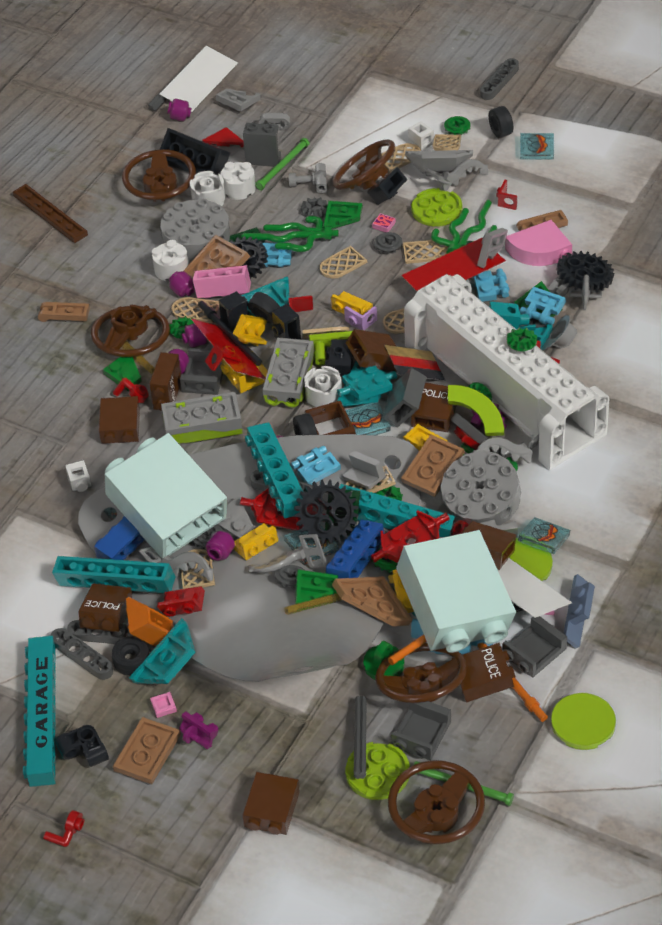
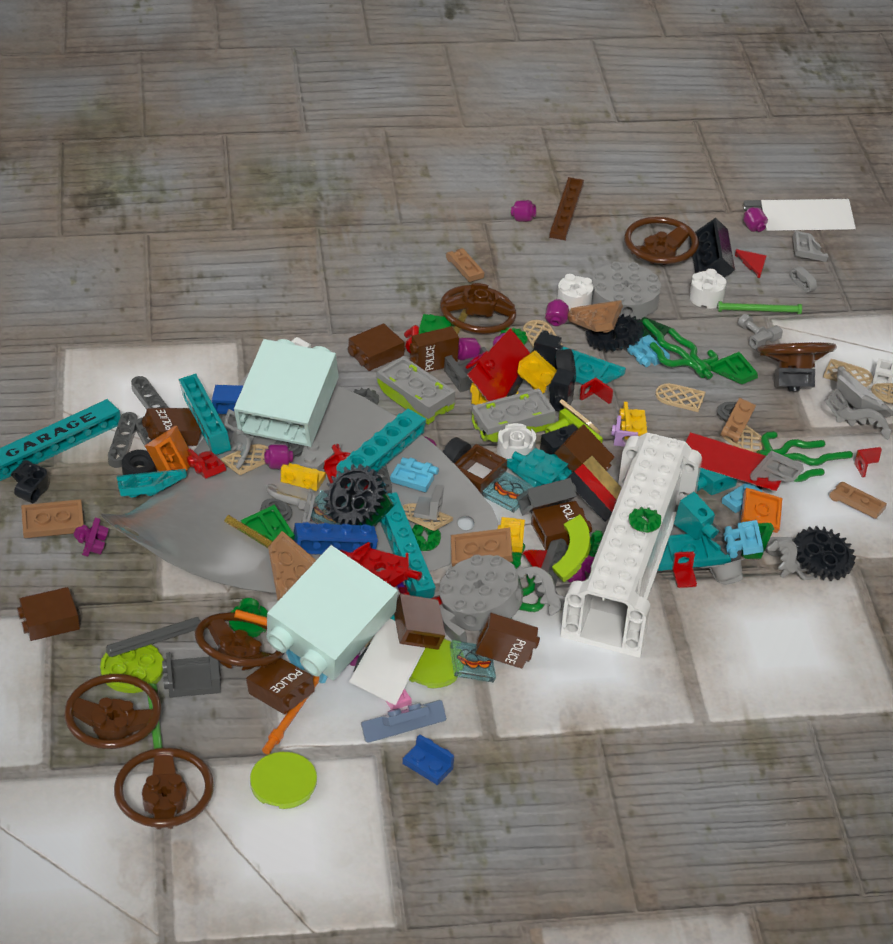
camera: 50 degrees right, 5 degrees down
(32, 240) = (523, 210): none -> magenta head
(46, 613) = (147, 402): none -> dark grey beam
(163, 704) = (107, 506): bright pink tile -> none
(208, 186) = (676, 276): white brick -> none
(221, 281) = (576, 331): bright pink brick -> none
(261, 144) = (755, 278): dark grey panel -> none
(319, 207) = (722, 351): dark grey gear -> none
(383, 223) = (755, 398): tile -> none
(405, 242) = (738, 420): none -> medium nougat plate
(436, 207) = (808, 423): lime tile -> none
(513, 281) = (761, 507): none -> orange tile
(536, 646) = (338, 710): dark grey panel -> none
(537, 803) = (164, 791): none -> reddish brown piece
(538, 245) = (827, 507): bright pink brick -> none
(549, 499) = (507, 640): none -> reddish brown brick
(628, 614) = (429, 760): none -> blue bracket

